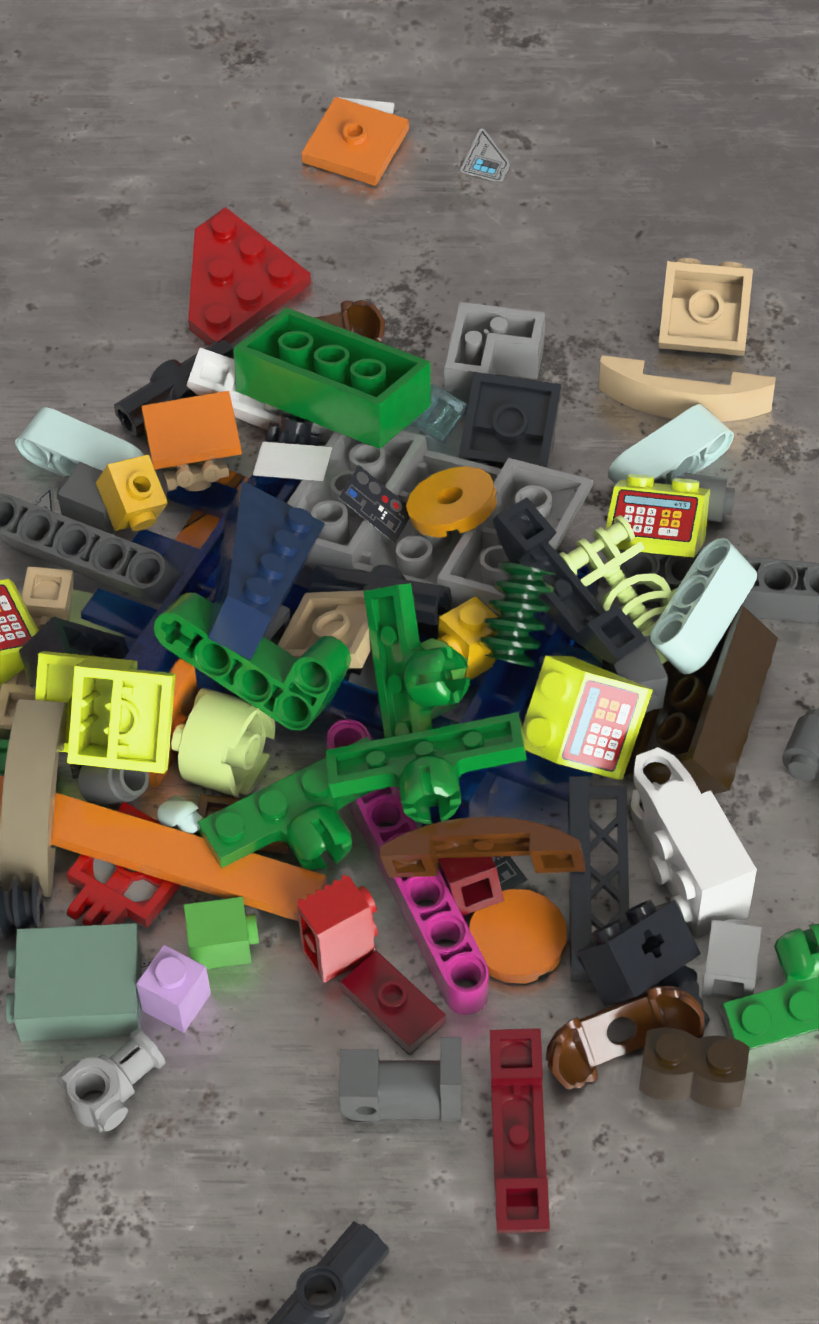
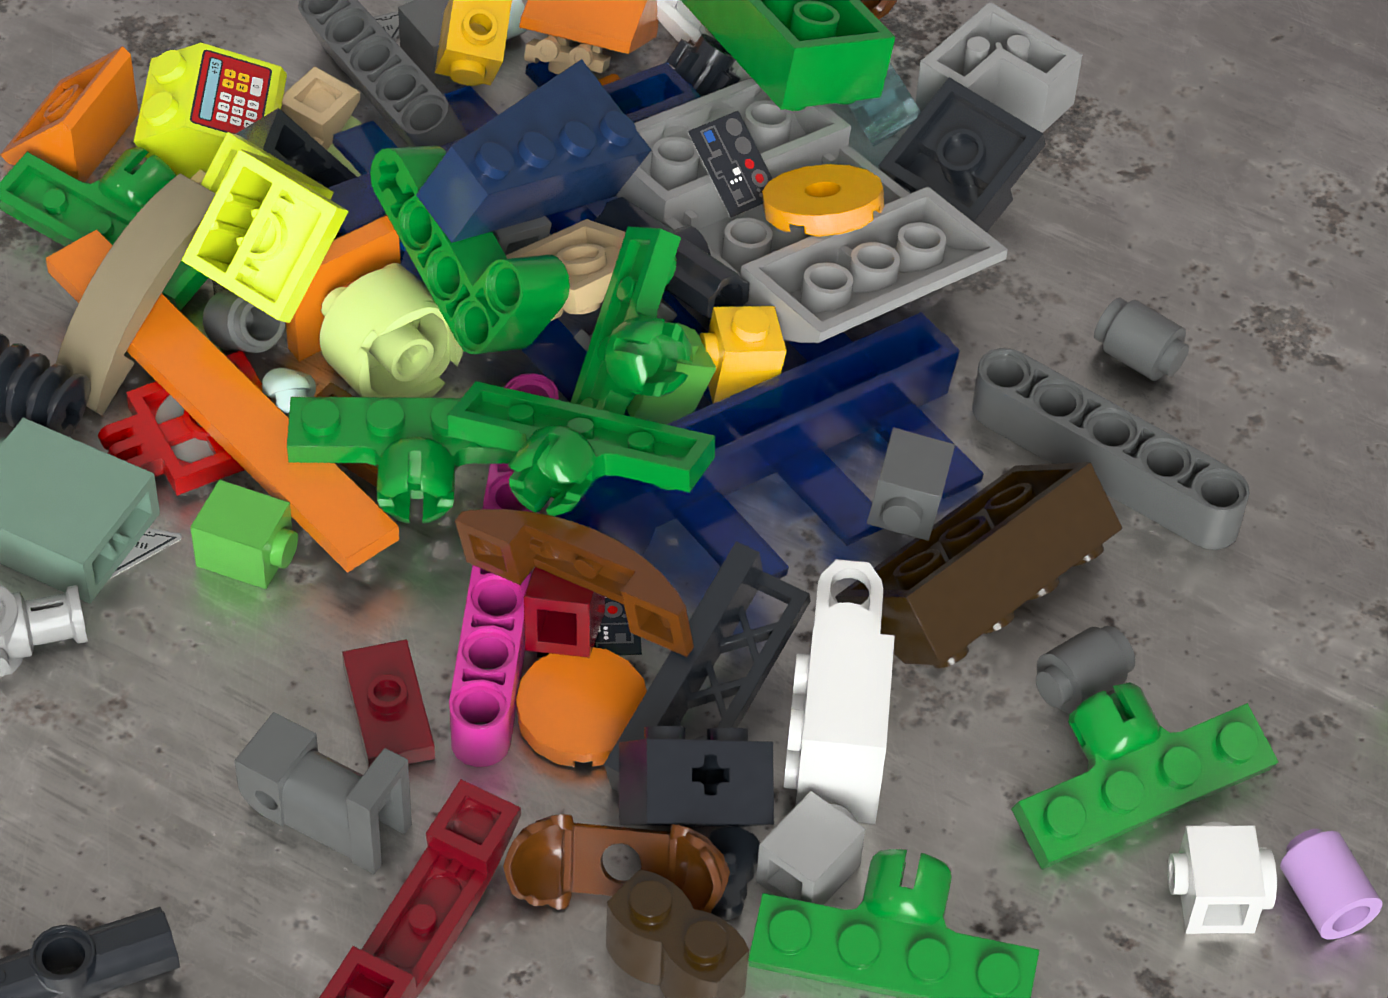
camera: 25 degrees right, 5 degrees down
(173, 988) = (150, 565): lavender brick -> none
(292, 461) = (678, 84): white sticker -> none
(337, 927) = (369, 584): red brick -> none
(516, 613) = (795, 335): dark green piece -> none
(572, 606) = (872, 336): black slope -> none
(584, 716) = (810, 492): slope -> none
(620, 586) = (970, 455): yellowish green piece -> none
(662, 515) = (1064, 328): slope -> none
(669, 397) = (1266, 255): tan slope -> none
(676, 448) = (1165, 273): light aqua beam -> none
(703, 606) = (1041, 441): light aqua beam -> none
(705, 307) = (1294, 139): tan plate -> none

